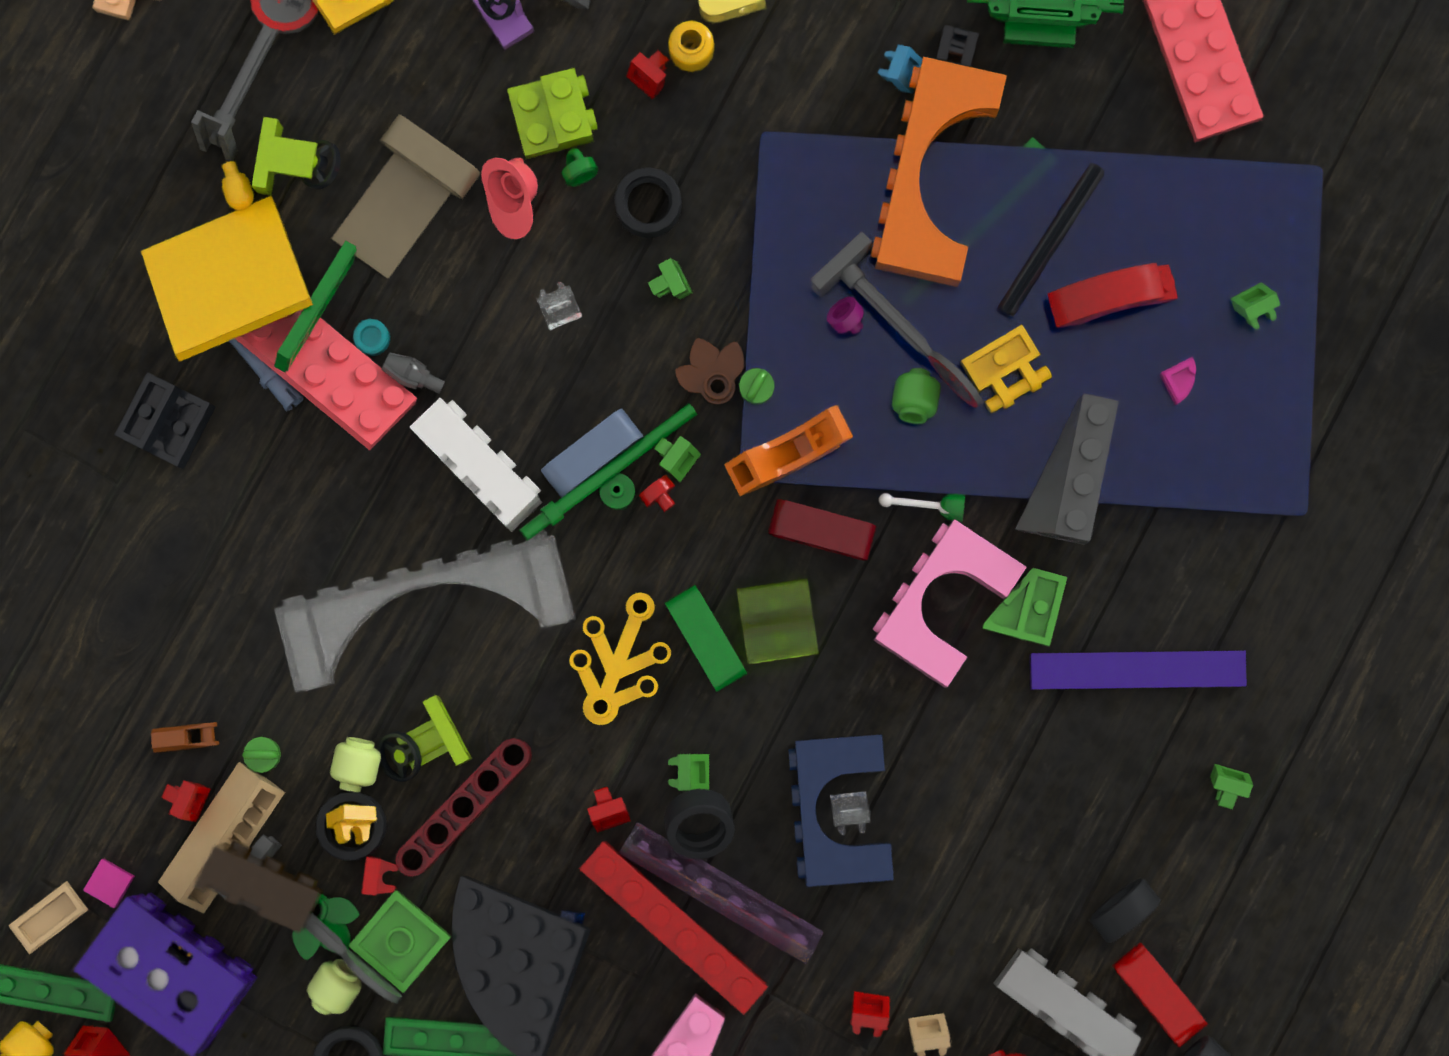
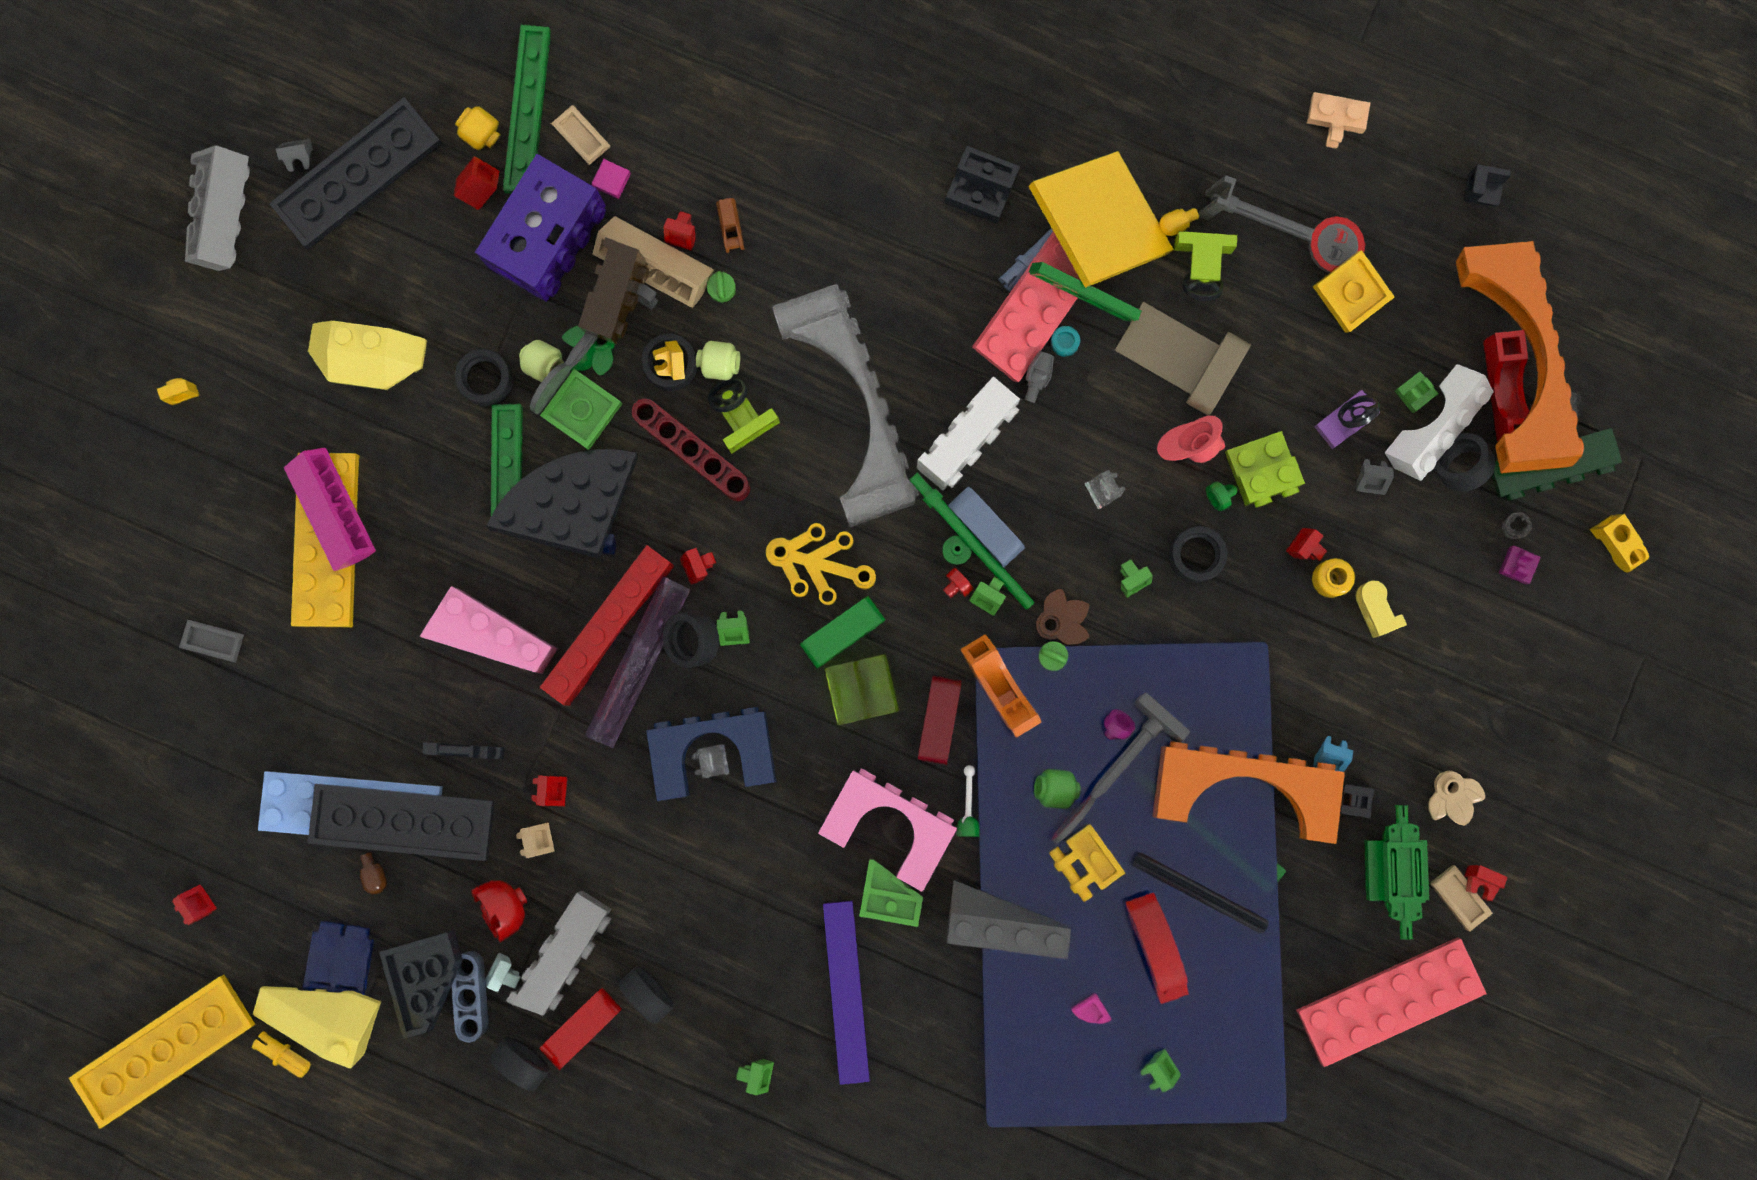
camera: 90 degrees right, 0 degrees up
(373, 873) = (628, 383): red tile -> none

